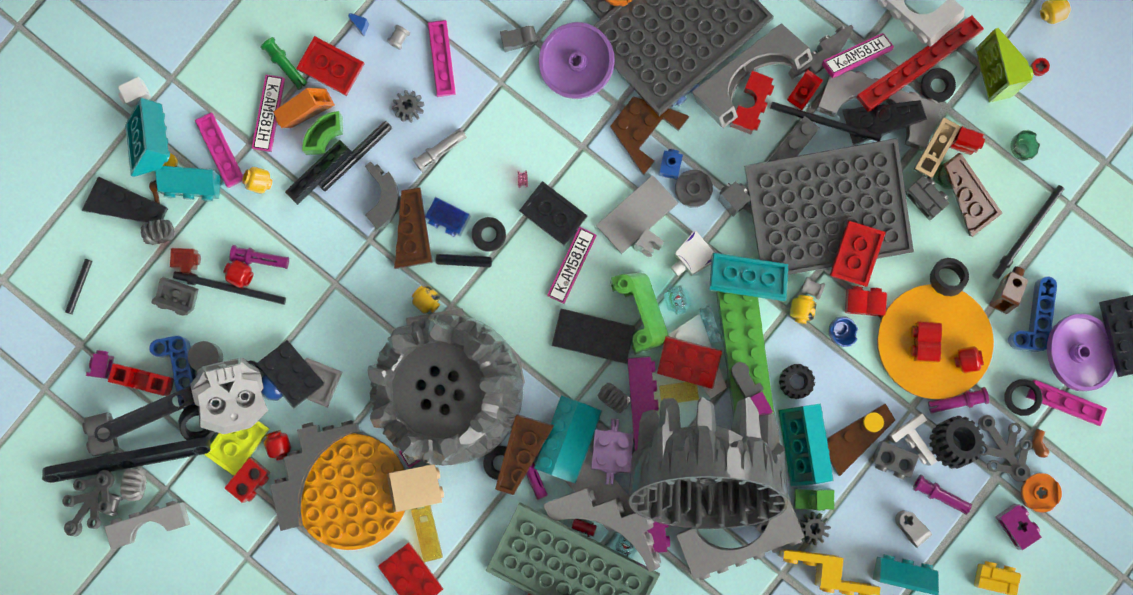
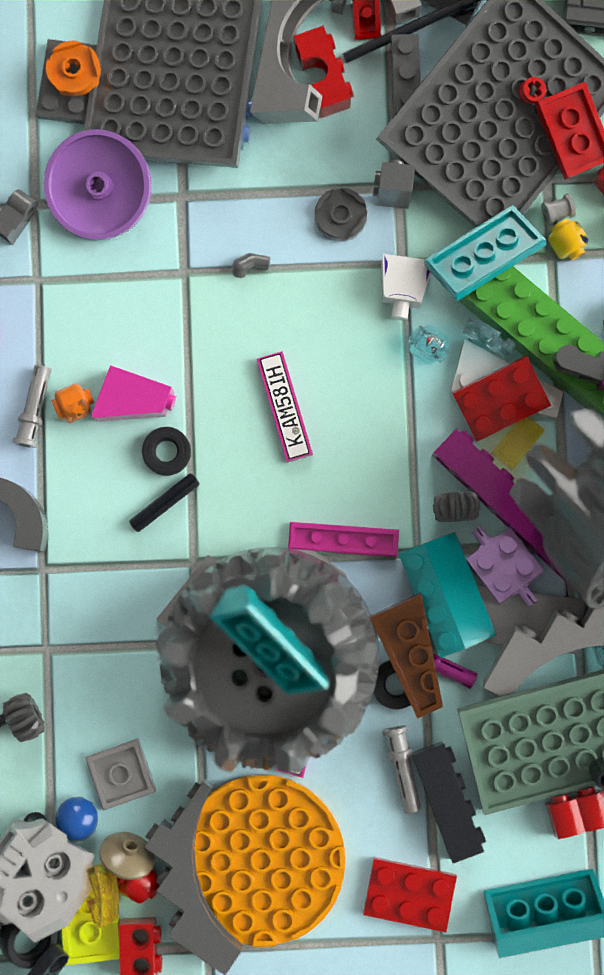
camera: 40 degrees left, 0 degrees up
(252, 440) = (105, 904): none -> clear yellow slope
(283, 426) = (126, 856): none -> dark tan dish
(290, 374) = (83, 792): black plate -> none
(293, 308) = (23, 717): none -> dark grey gear
(412, 238) = (86, 524): reddish brown wing -> none
(415, 487) = (329, 794): tan brick -> none
(426, 299) = (160, 579): yellow head -> none
(427, 534) = (386, 831): clear yellow plate -> none
(447, 217) = (105, 471): clear blue brick -> none
(450, 378) = (268, 642): none -> teal slope
(461, 165) = (72, 403): none -> orange head
(469, 501) = (400, 756): none -> light grey pin
(472, 547) = (448, 803): none -> black brick
(495, 189) = (132, 397): none -> dark pink slope
(522, 179) = (151, 360): clear pink bush -> none
(540, 363) = (343, 539): none -> dark pink tile
(553, 213) = (216, 368): black plate -> none
(584, 527) = (547, 673): dark red pin -> none
(593, 336) = (374, 461): black plate -> none
(621, 170) = (248, 261): none -> dark grey arm
(636, 125) = (221, 201): reddish brown wing -> none
(636, 214) = (305, 293): light grey tile -> none
(647, 242) = (344, 307): light grey hinge -> none
(655, 330) = (380, 366): bright green windscreen -> none
(670, 164) = (295, 208): blue brick -> none
(847, 208) = (540, 90): none -> red bush

